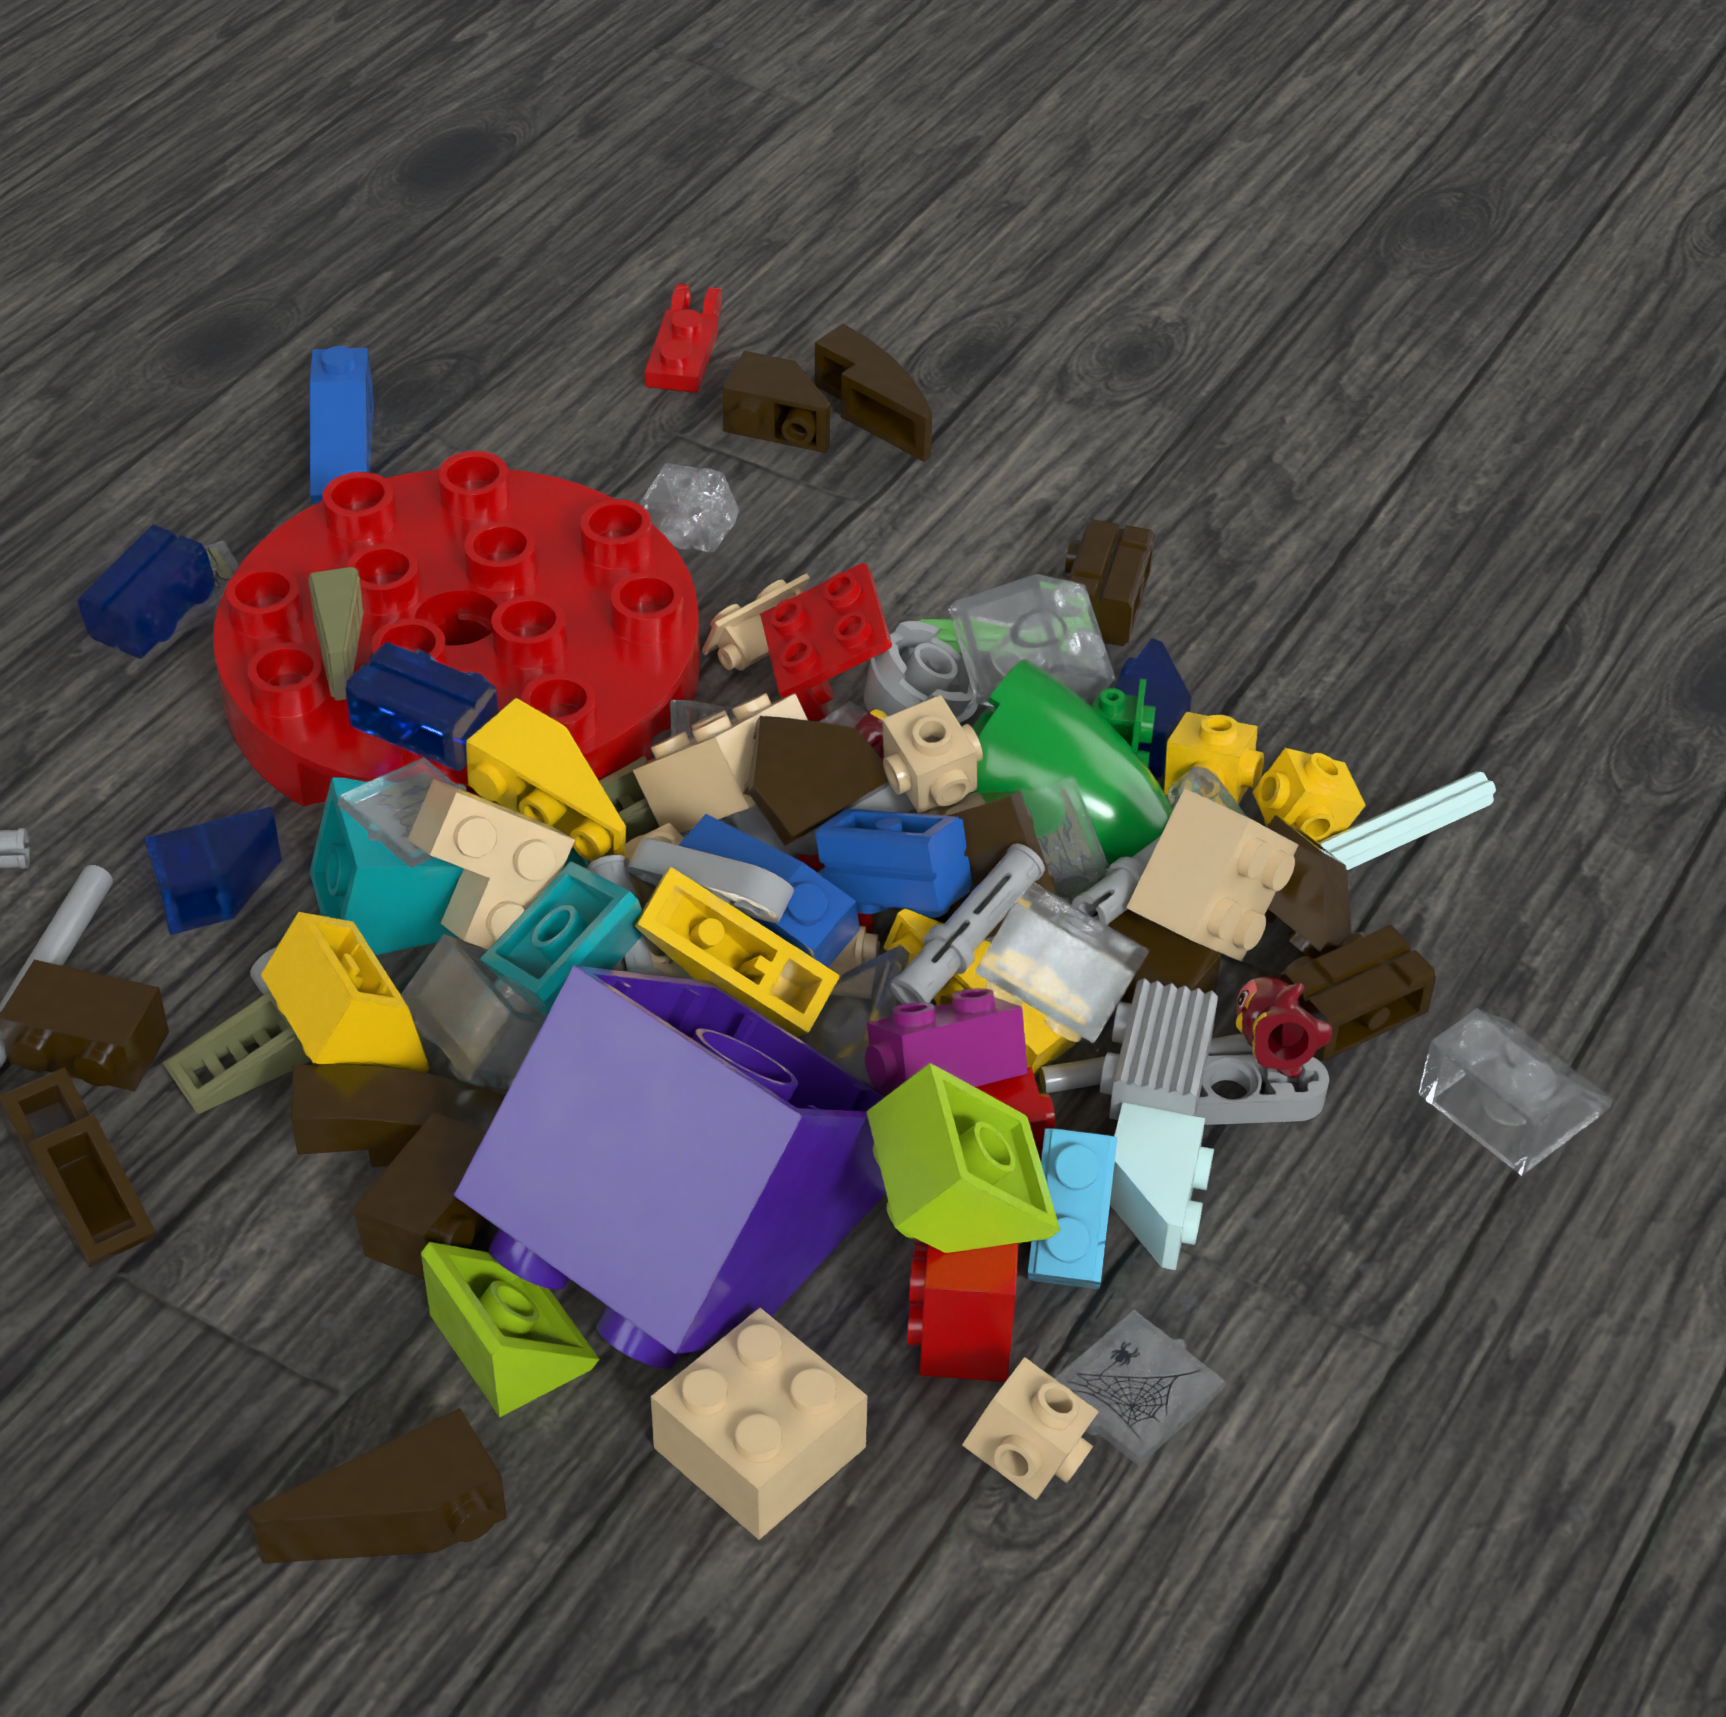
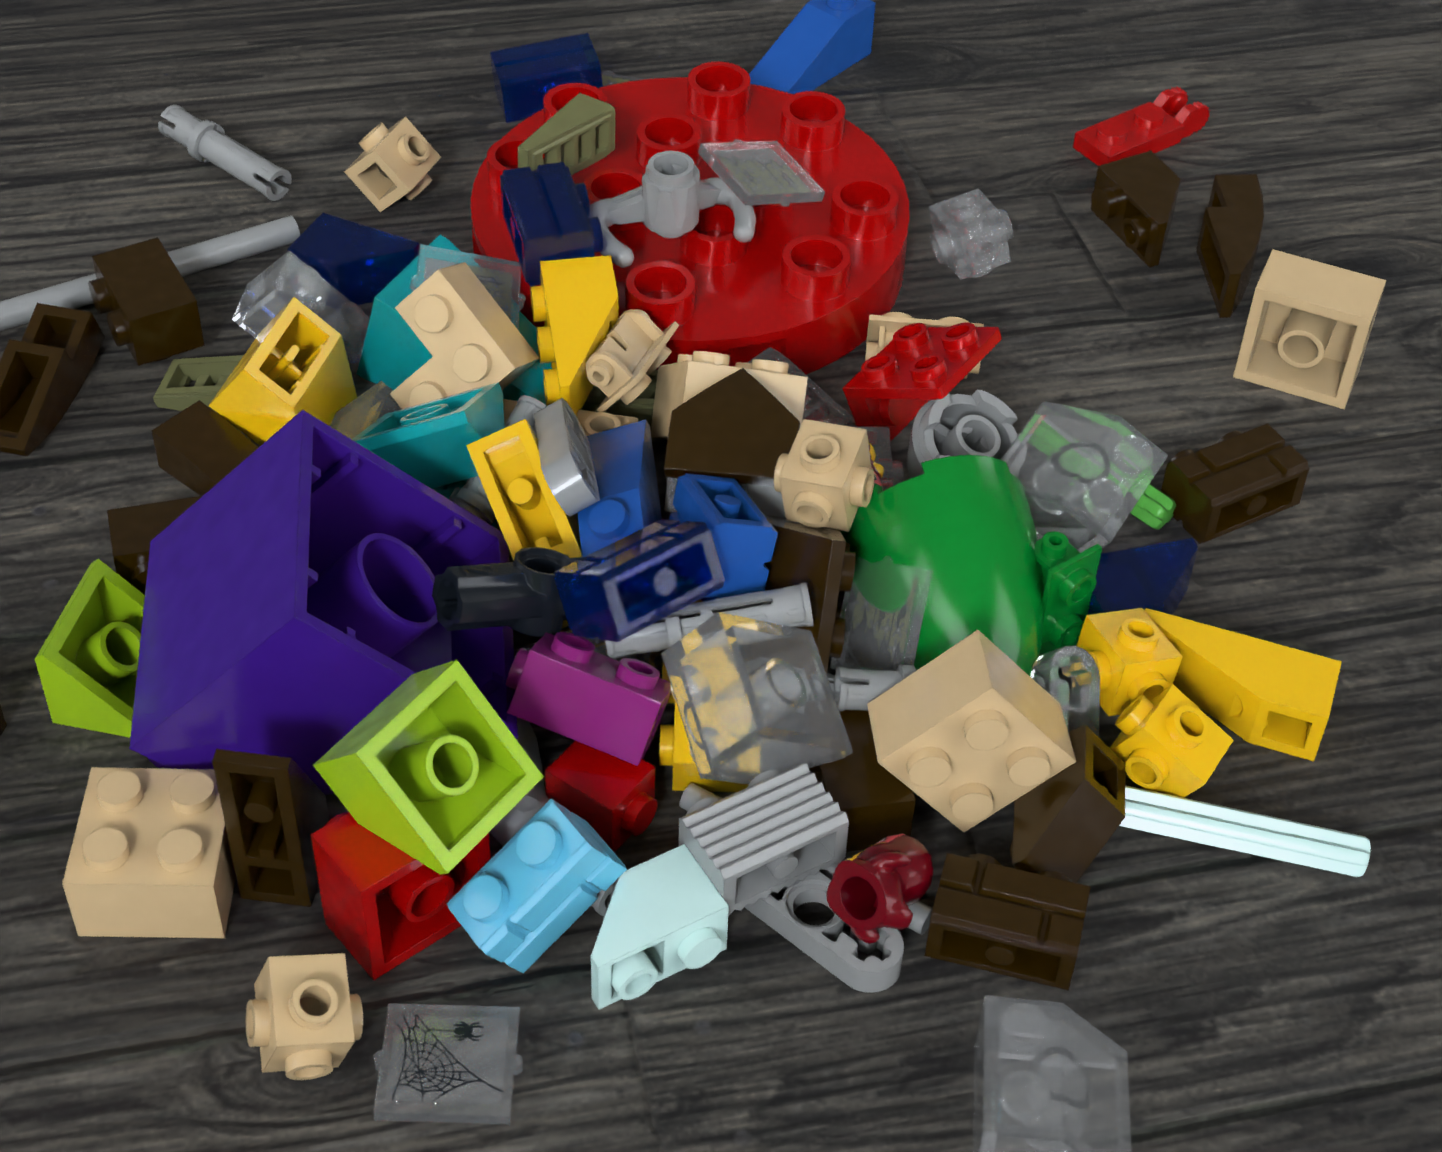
camera: 45 degrees right, 0 degrees up
(127, 756) = (402, 159): none -> tan brick
(222, 936) = (293, 278): none -> clear slope
(500, 621) = (668, 204): none -> light grey piece
(522, 552) = (761, 172): none -> clear piece
(625, 775) = (627, 357): none -> tan hinge
(833, 996) = (504, 594): none -> black piece
(852, 1313) = (269, 825): none -> dark brown slope
(917, 925) = (639, 579): none -> clear blue brick
(1030, 427) = (1308, 328): none -> tan brick
(1308, 712) = (1253, 685): none -> yellow slope

